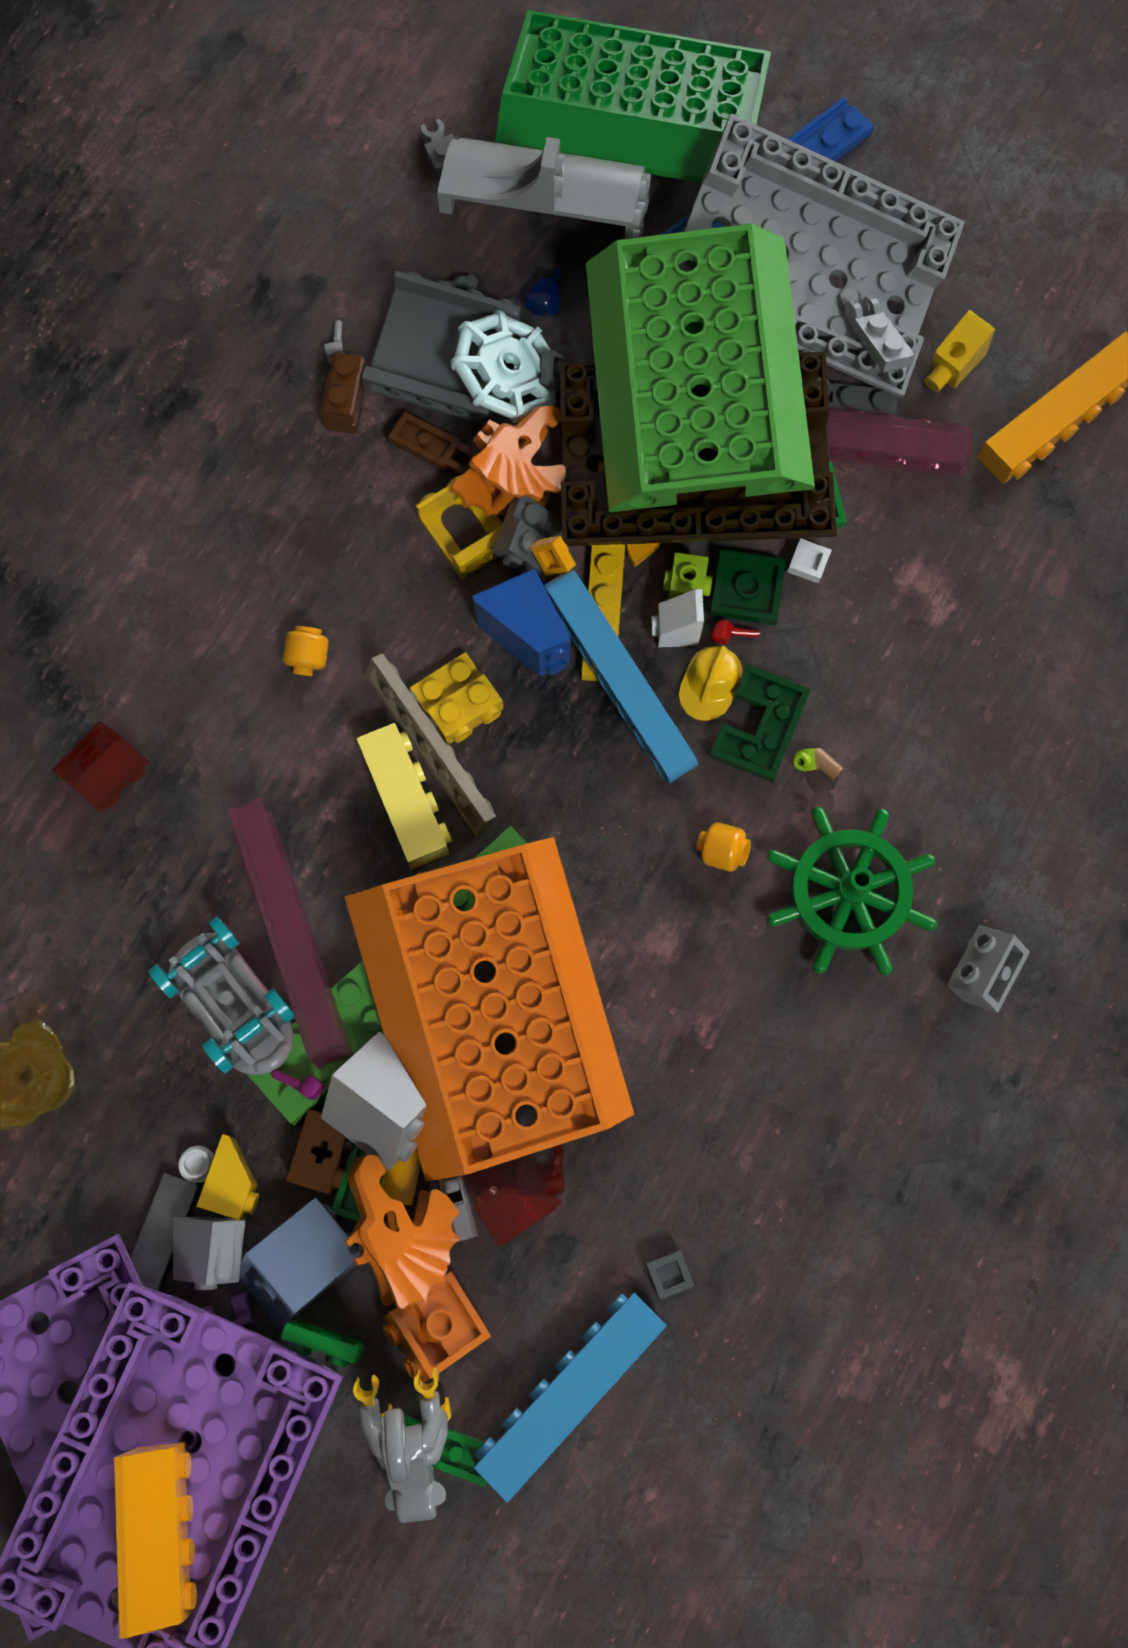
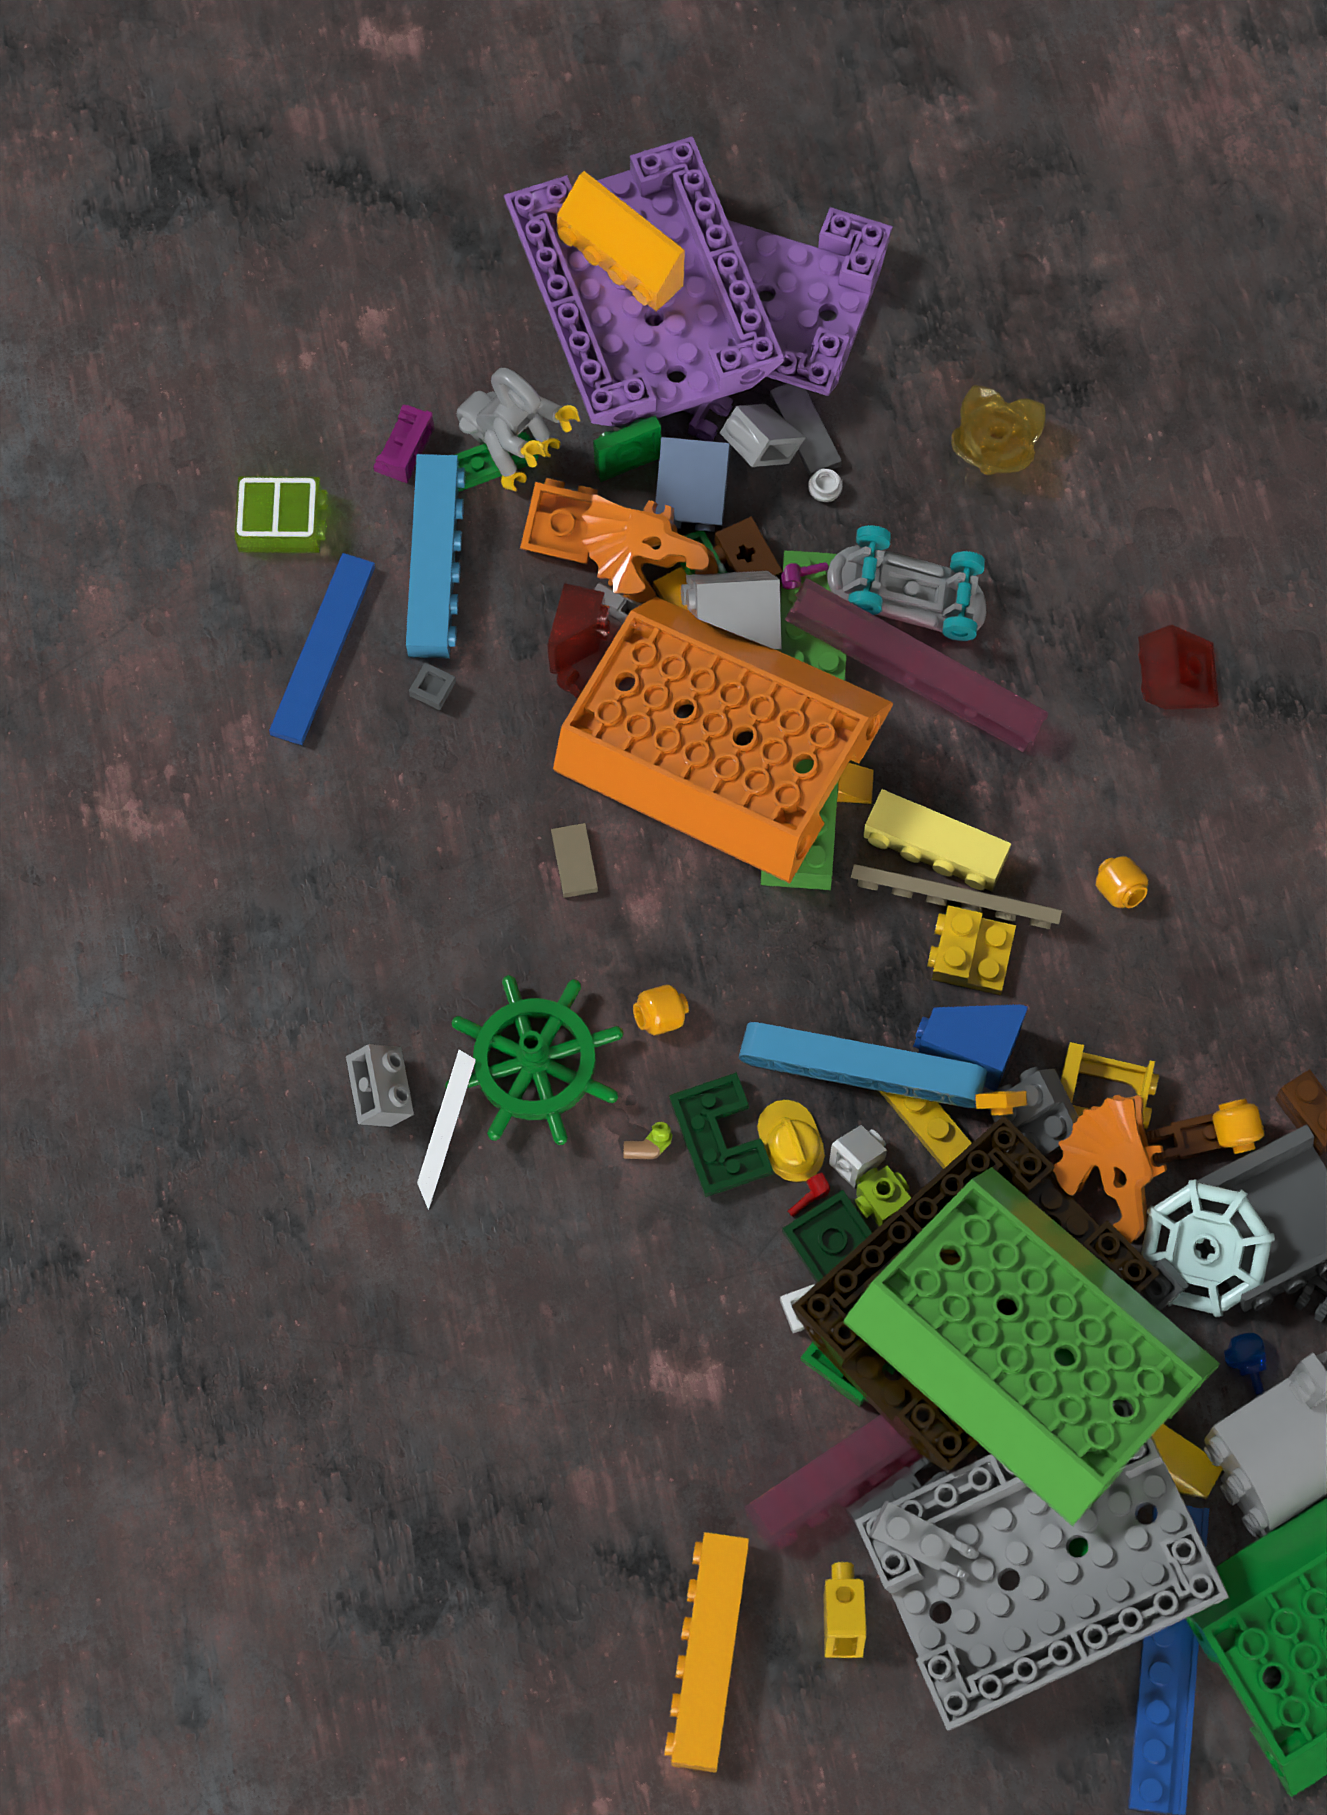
camera: 140 degrees right, 5 degrees down
(229, 1183) = (790, 490): yellow slope -> none
(406, 417) = (1238, 1125): none -> light orange head
(499, 1536) = (404, 443): none -> magenta hinge
(664, 1565) = (280, 514): none -> clear neon green brick
(683, 1024) = (574, 860): none -> dark tan tile
(728, 1398) = (322, 649): none -> blue tile
(958, 899) = (445, 1125): none -> white sticker

